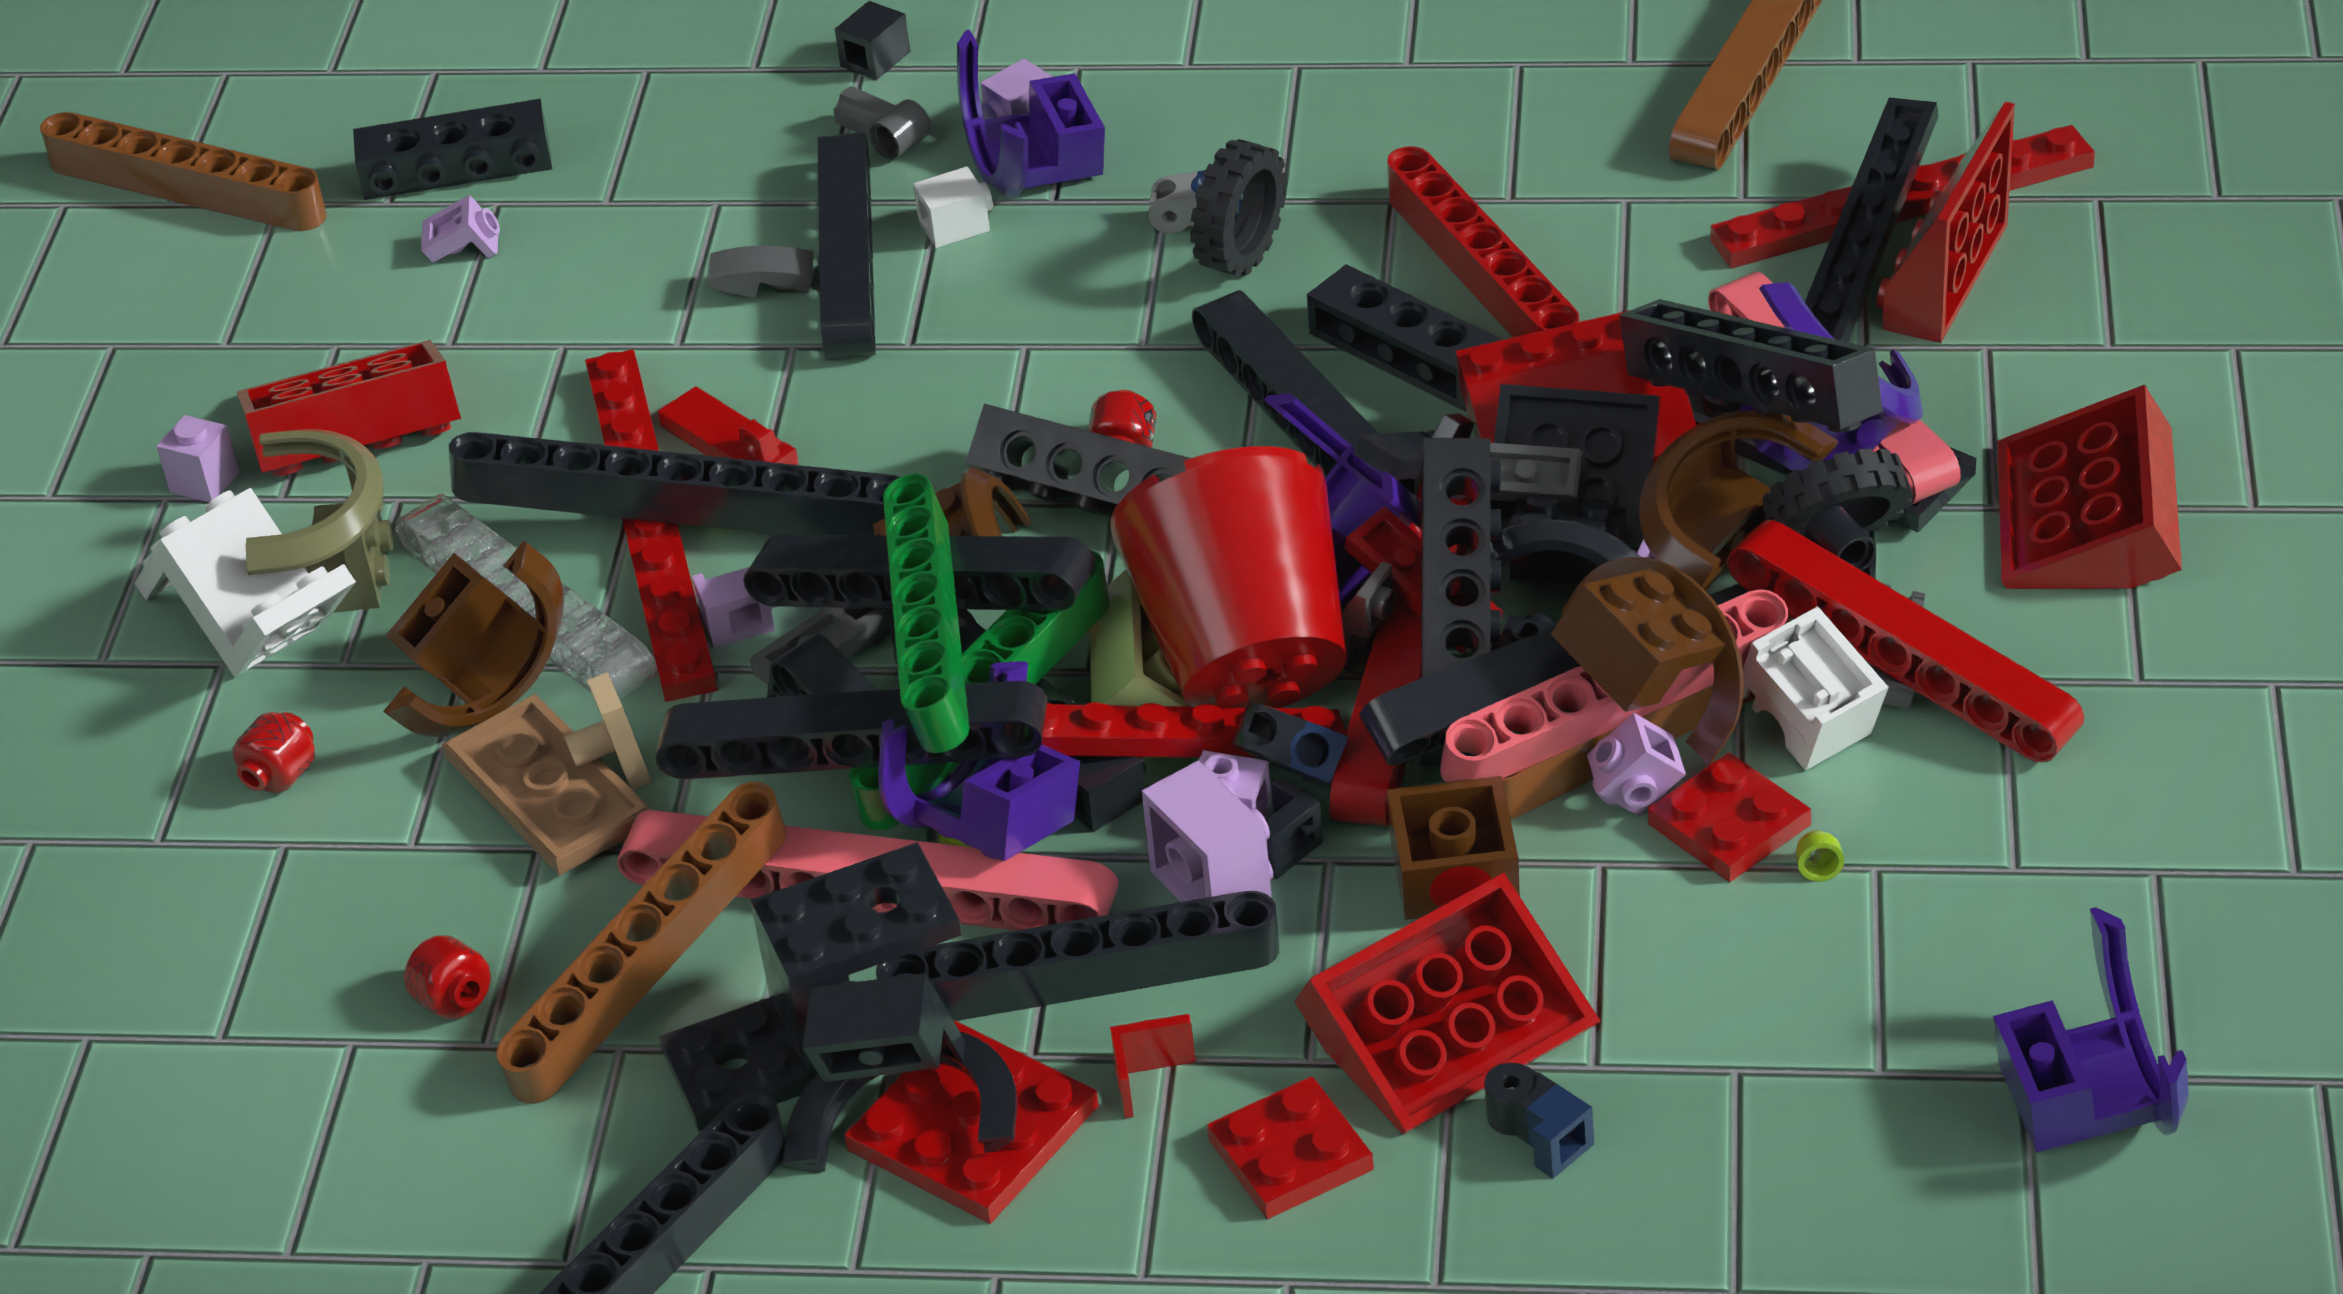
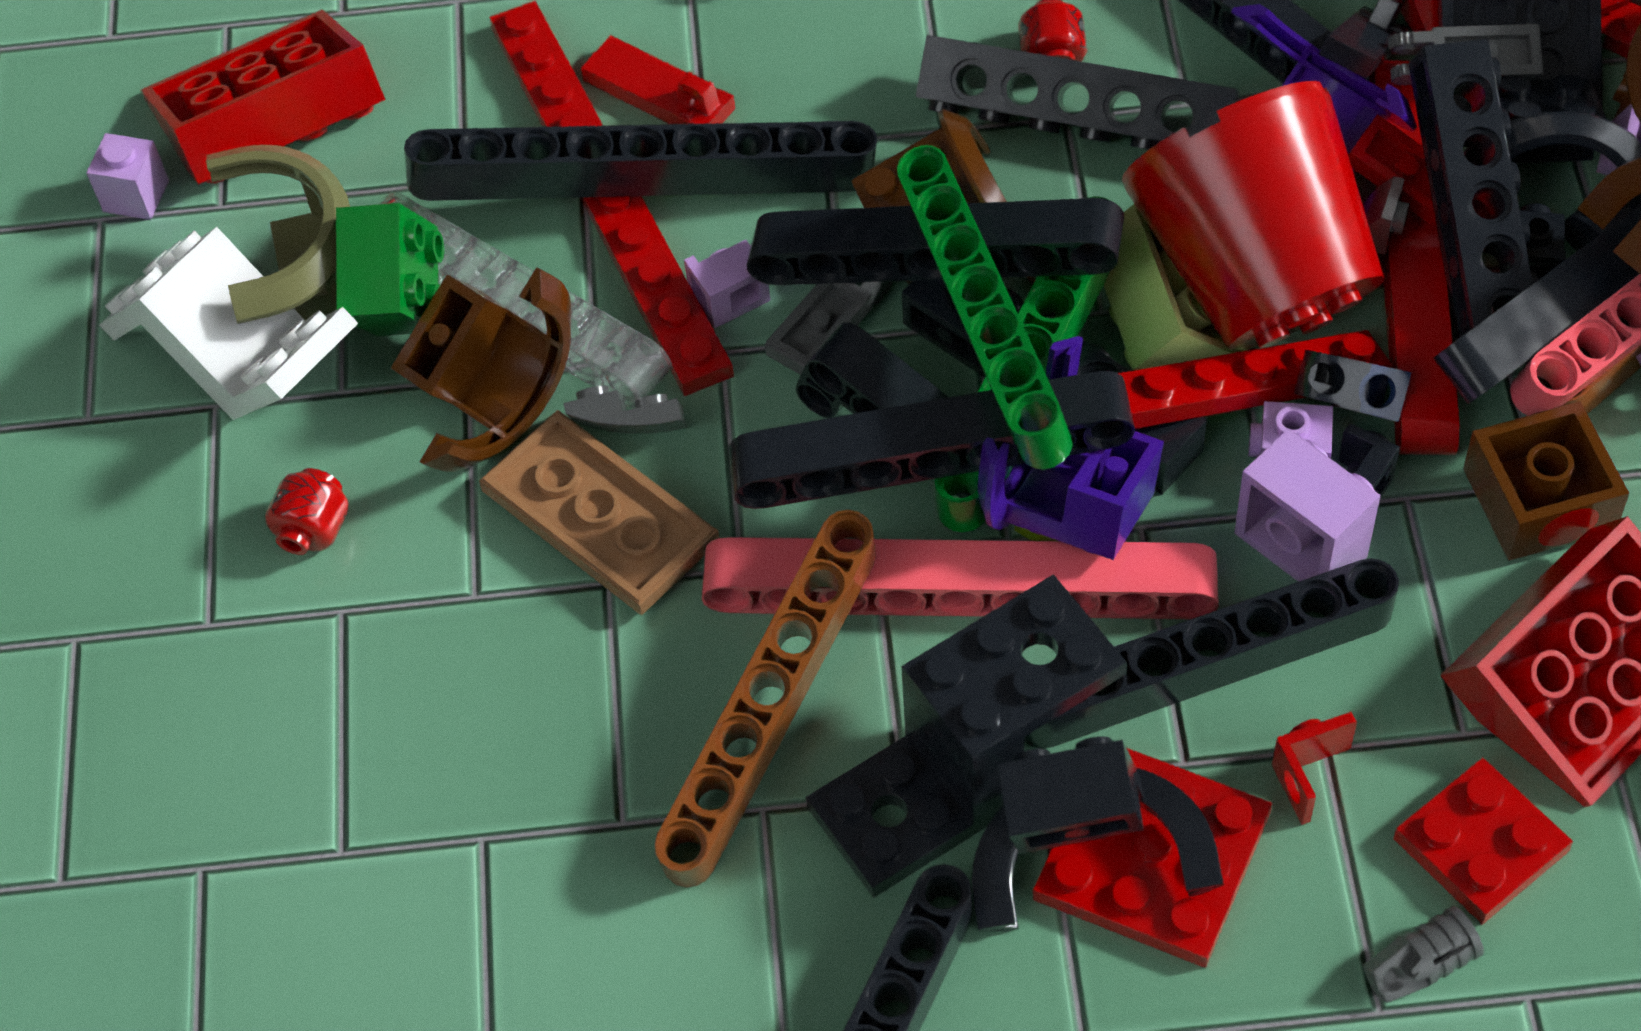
camera: 10 degrees left, 15 degrees up
(400, 541) = (386, 266): none -> green brick
(445, 972) = (566, 756): red head -> none
(572, 698) = (608, 412): none -> dark grey slope
(609, 735) = (659, 455): tan tile -> none
(1173, 1236) = (1424, 955): none -> dark grey hinge

